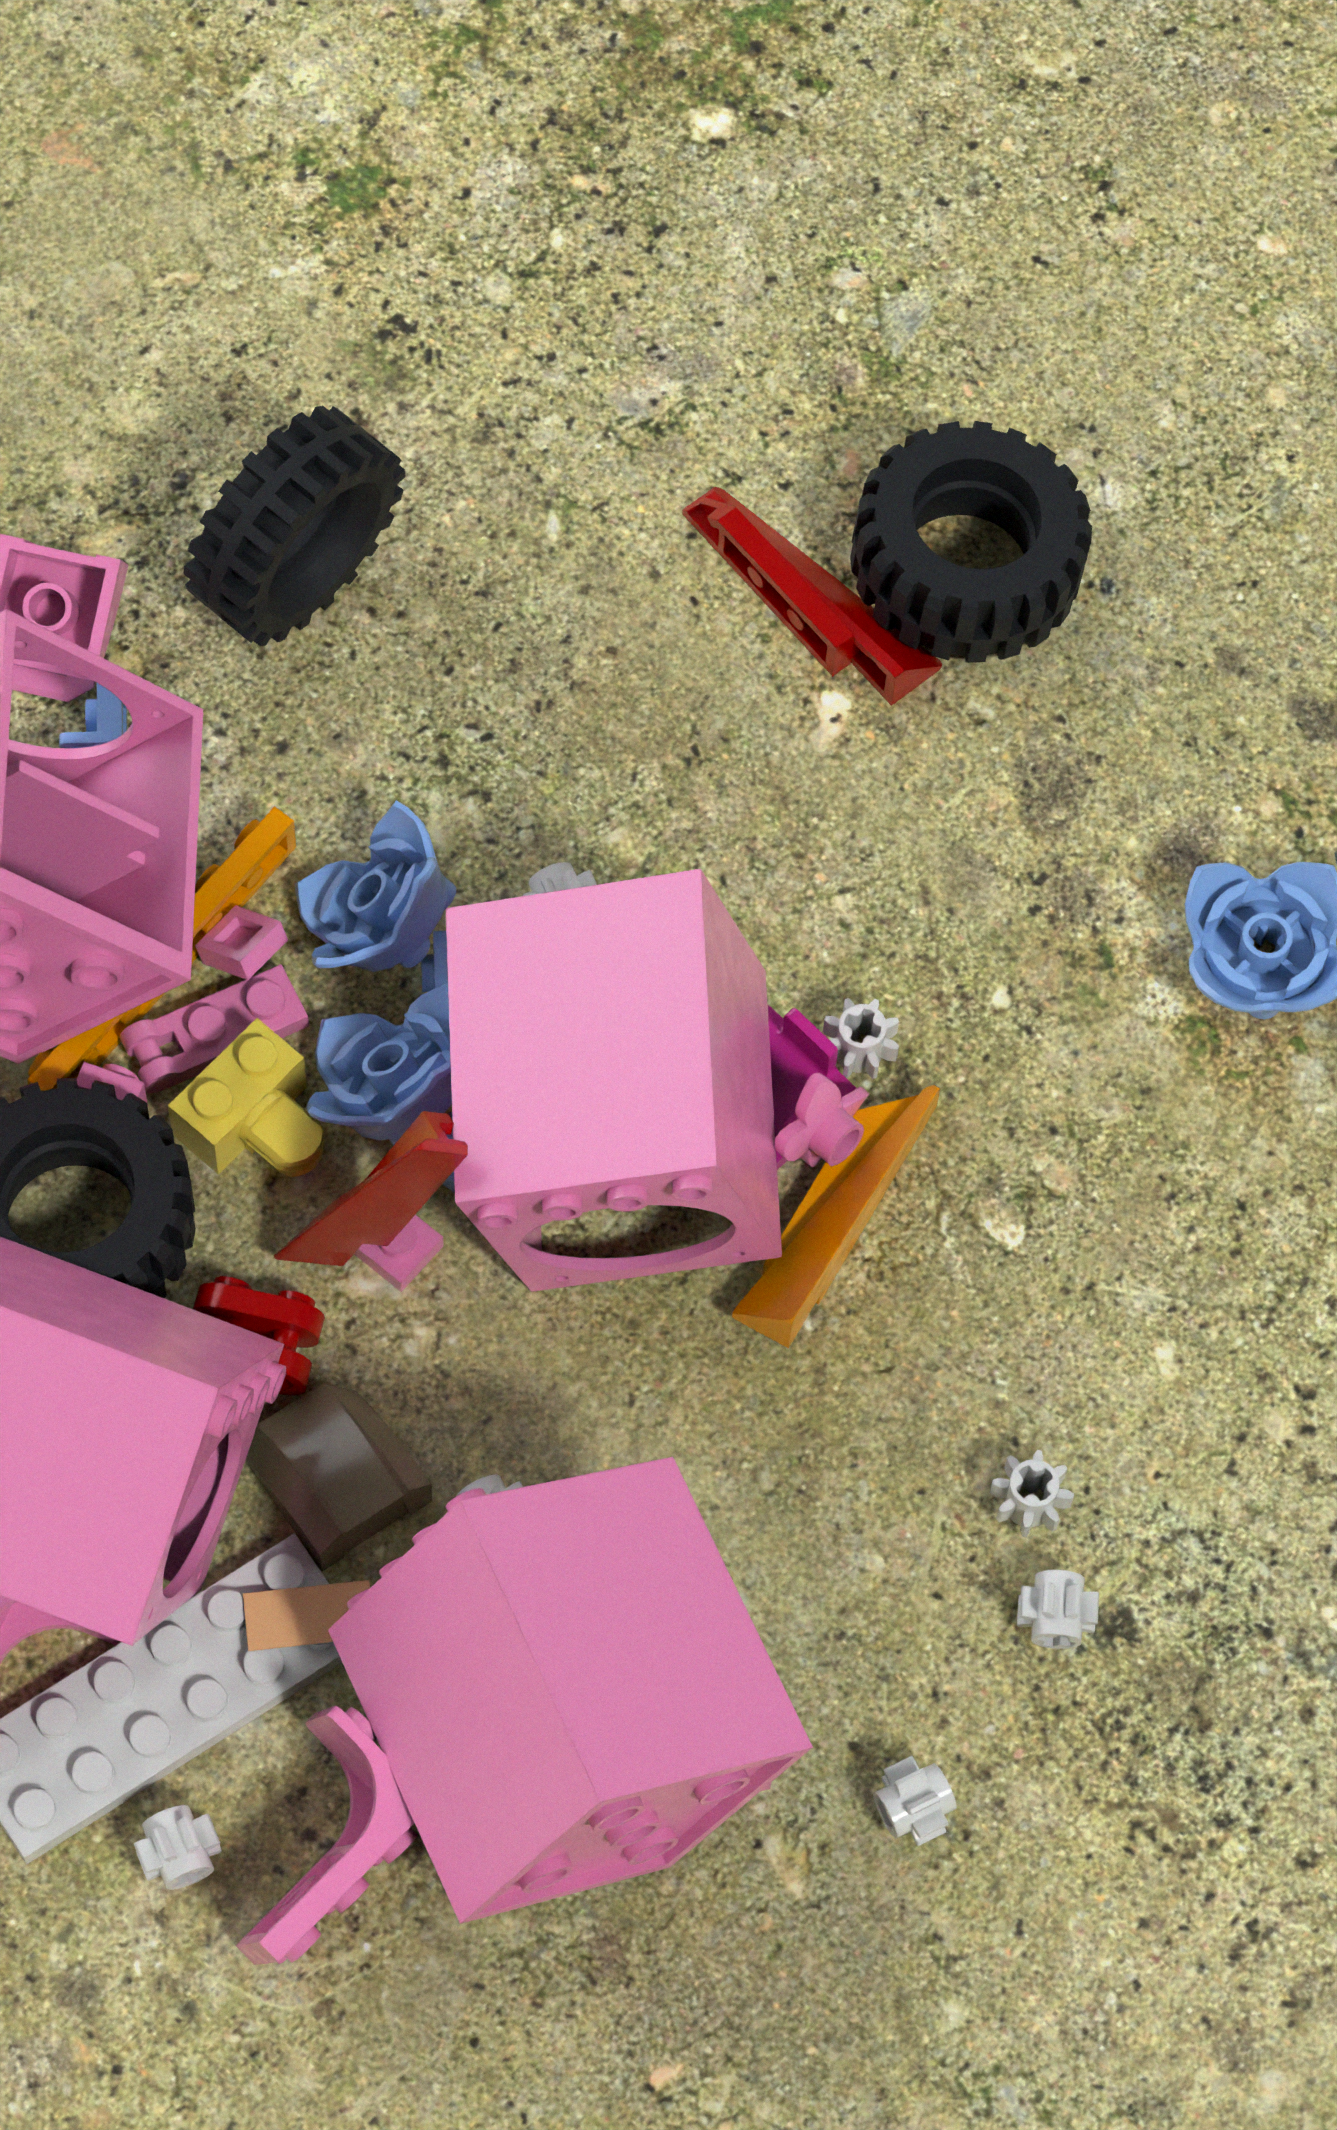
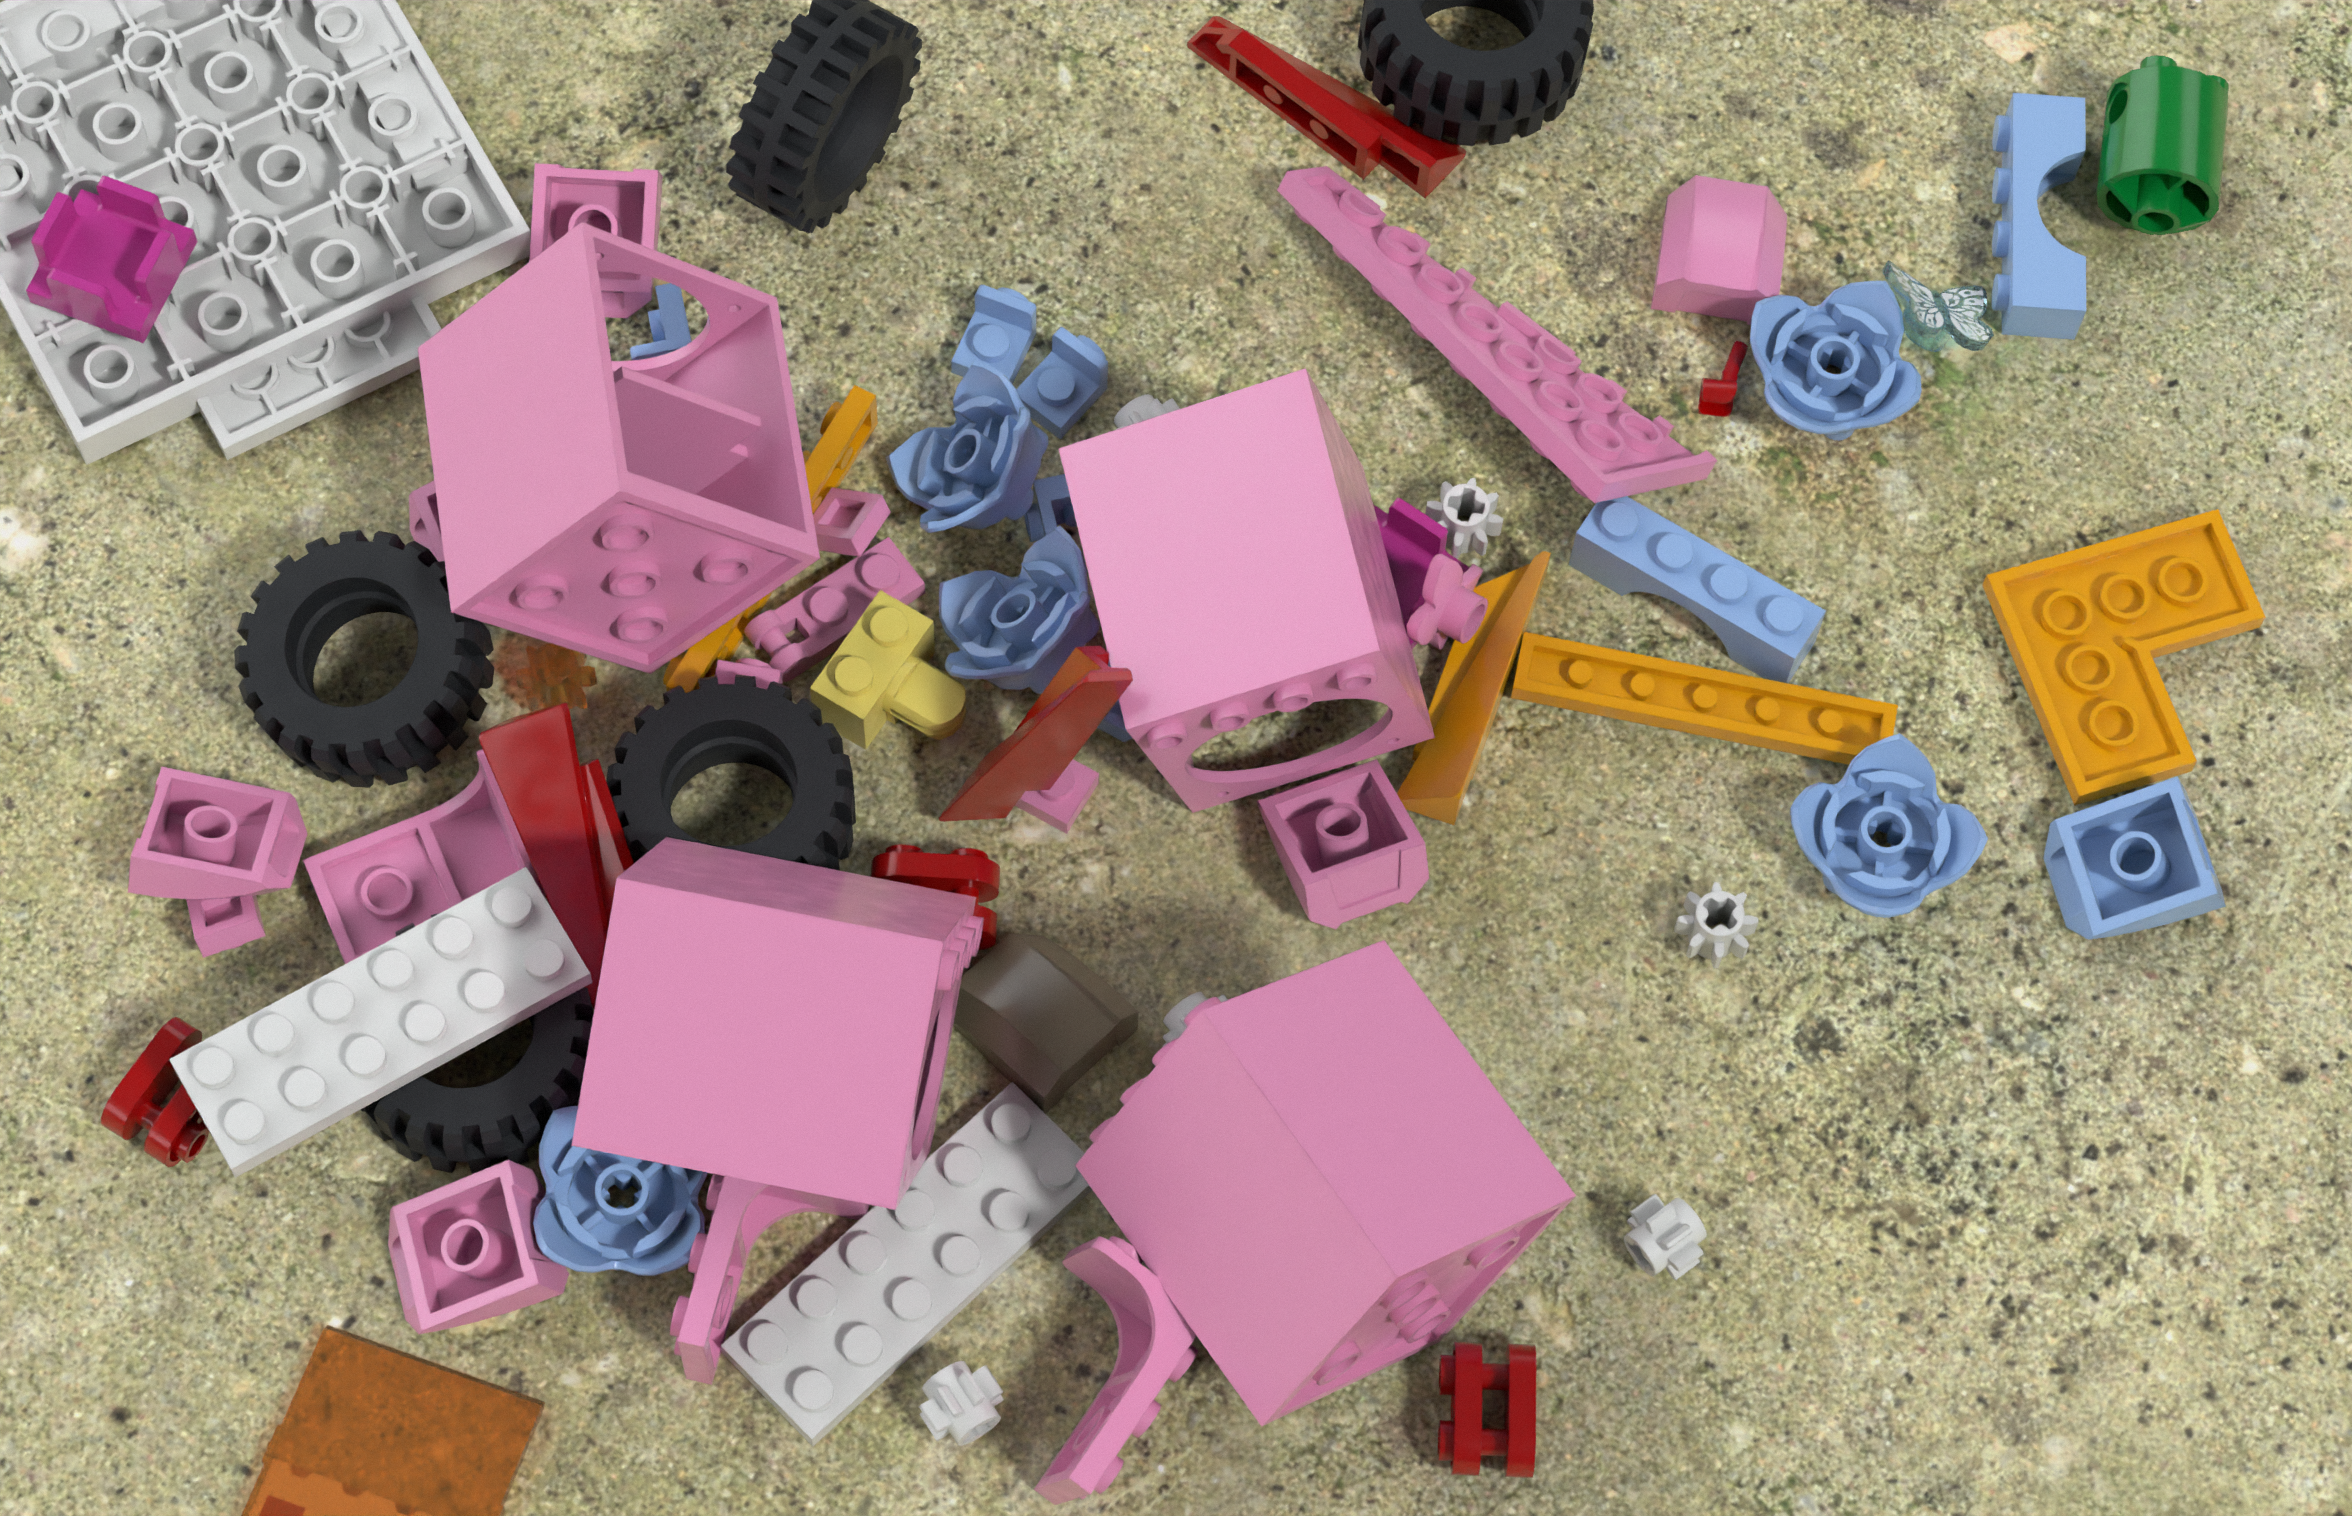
camera: 10 degrees left, 0 degrees up
(296, 1614) = (1035, 1158): light nougat sticker -> none
(431, 777) = (997, 332): none -> light blue bracket
(487, 837) = (1065, 382): none -> light blue bracket
(671, 1969) = (1462, 1437): none -> red brick
(674, 1349) = (1346, 844): none -> bright pink slope
(936, 881) = (1508, 356): none -> bright pink wing
(1058, 1609) = (1764, 1031): white gear -> none
(1067, 1264) = (1699, 699): none -> light orange plate
(1130, 1183) = (1751, 614): none -> light blue arch
(1145, 953) = (1718, 395): none -> red hand
(1177, 803) = (1719, 249): none -> bright pink slope
(1228, 1385) = (1892, 792): none -> light blue brick

